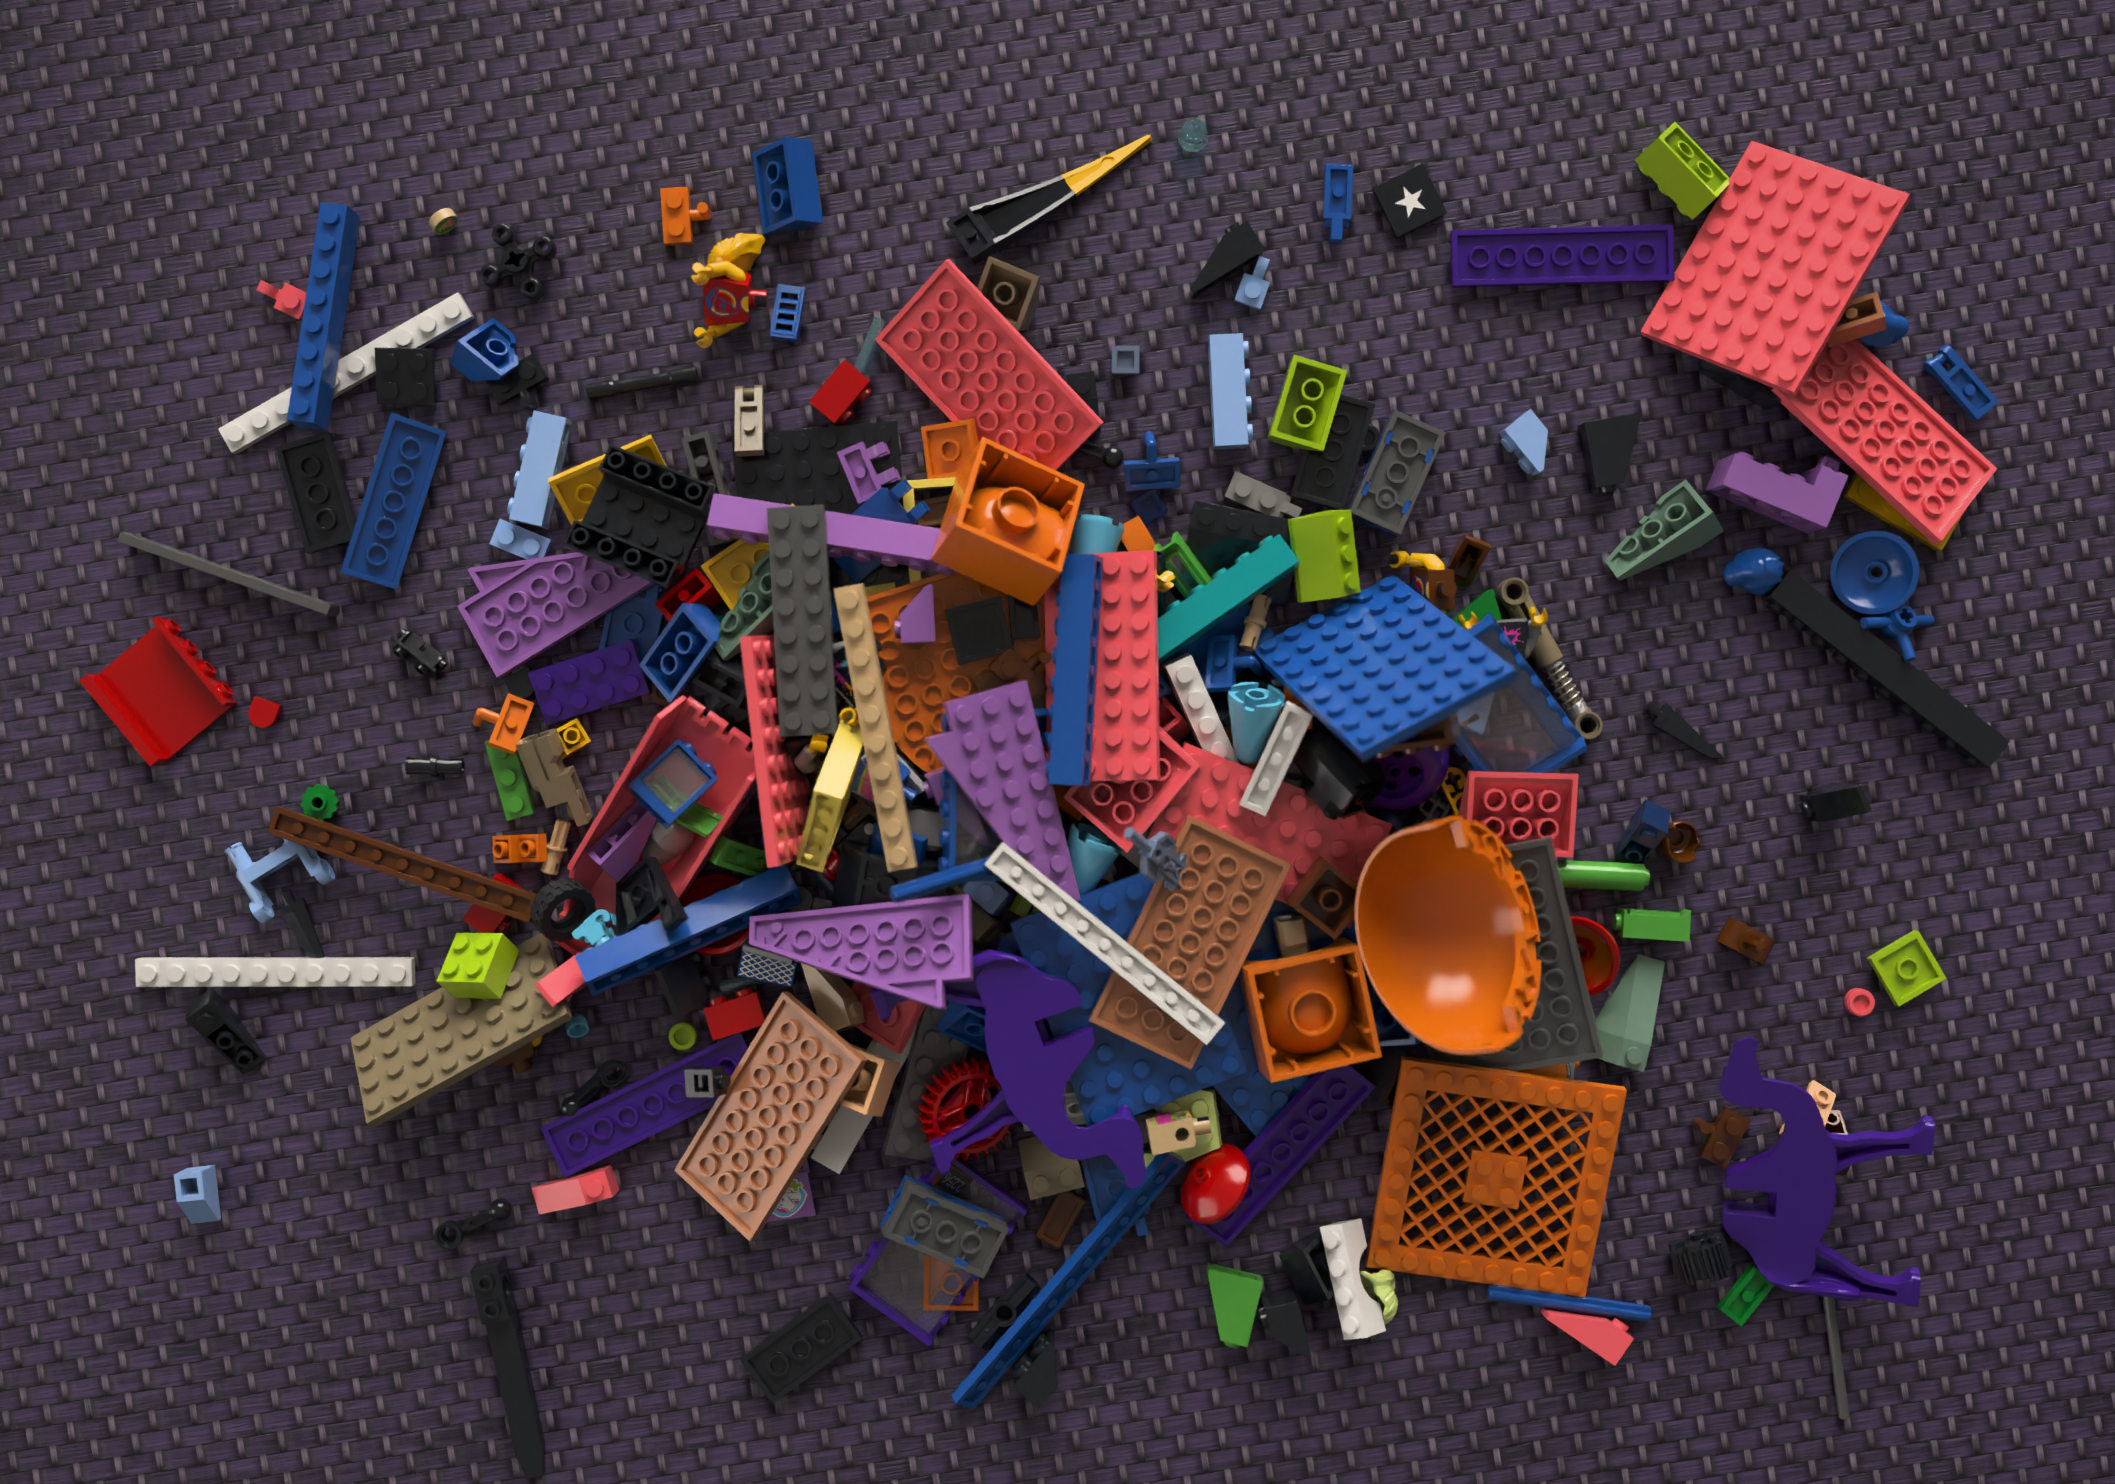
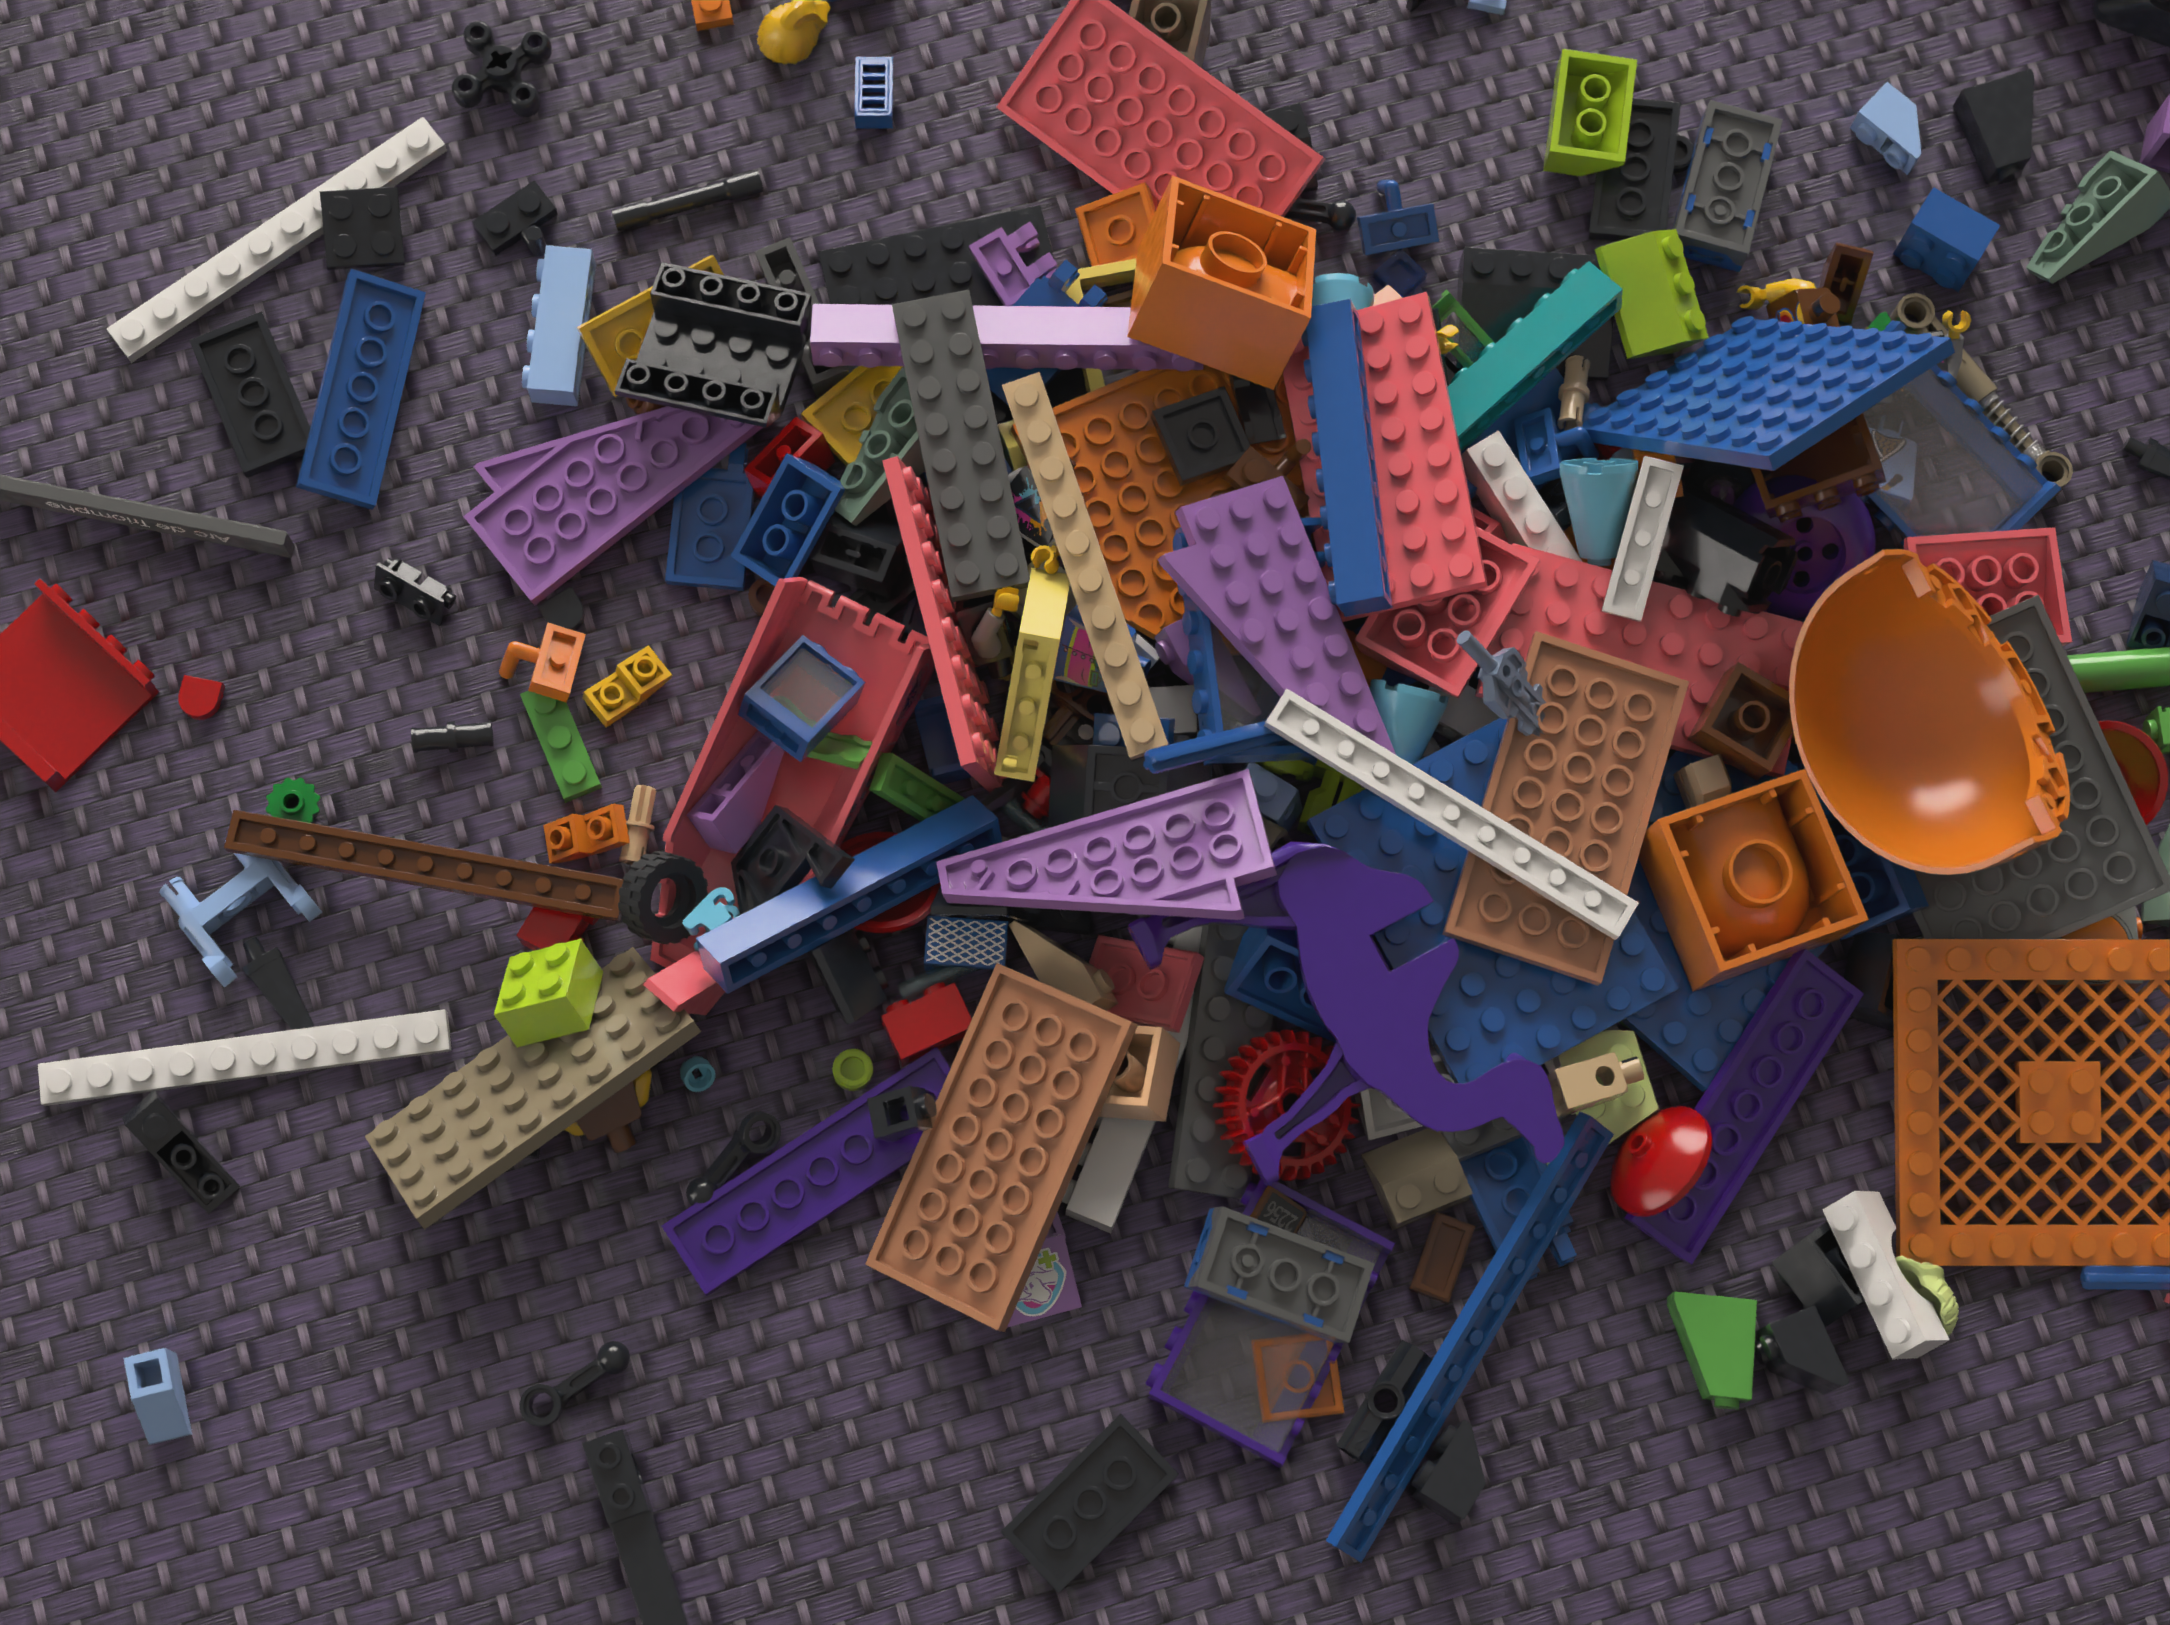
camera: 15 degrees left, 15 degrees down
(289, 299) = (191, 156): coral plate -> none
(323, 317) = (245, 164): blue brick -> none
(443, 221) = (395, 30): tile -> none
(486, 352) = (468, 185): blue slope -> none
(520, 541) = (538, 422): light blue plate -> none
(550, 777) = (639, 731): dark tan plate -> none
(576, 1190) = (721, 1313): coral slope -> none
(589, 682) = (661, 593): dark purple plate -> none
(667, 843) = (802, 787): light grey piece -> none
(726, 299) = (792, 74): torso -> none
(749, 421) = (842, 226): plate -> none
(841, 394) = (961, 179): red brick -> none
(869, 345) = (989, 118): clear light blue piece -> none
(917, 619) = (1117, 429): medium lavender slope -> none
(1125, 360) = (1336, 93): sand blue plate -> none
(1228, 391) = (1482, 114): light blue brick -> none
(1260, 497) = (1535, 235): light grey hinge -> none
(1547, 540) = (1945, 240): none -> blue brick

